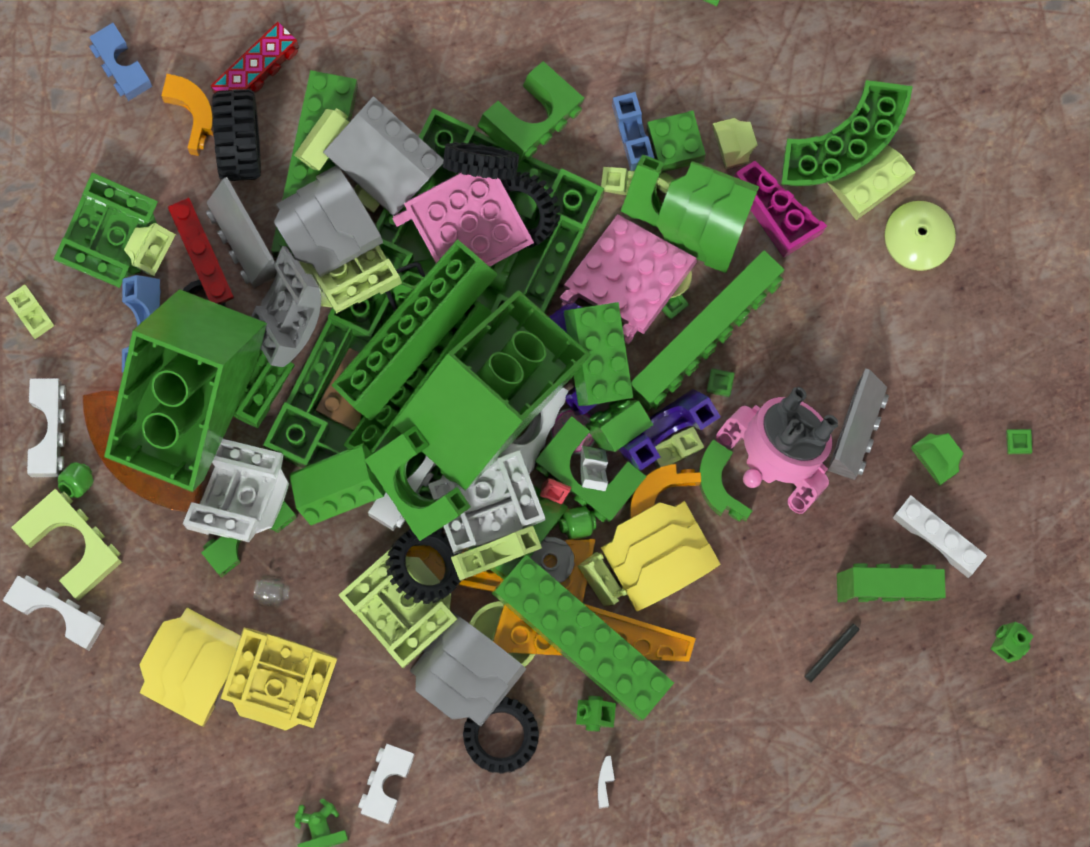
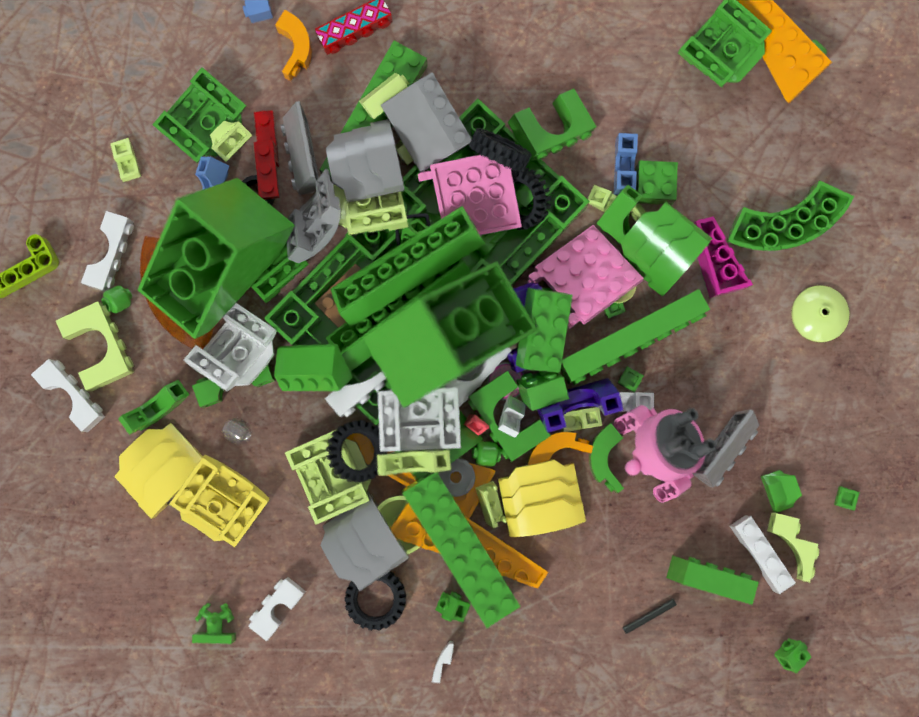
camera: 20 degrees right, 5 degrees up
(166, 592) = (155, 409): none -> bright green arch
(236, 135) = (319, 71): black tyre -> none
(421, 514) = (364, 414): bright green arch -> none
(728, 406) = (635, 399): none -> white slope
(735, 141) = (701, 196): yellowish green slope -> none
(873, 182) = (798, 261): yellowish green slope -> none
(988, 517) = (804, 551): none -> yellowish green arch

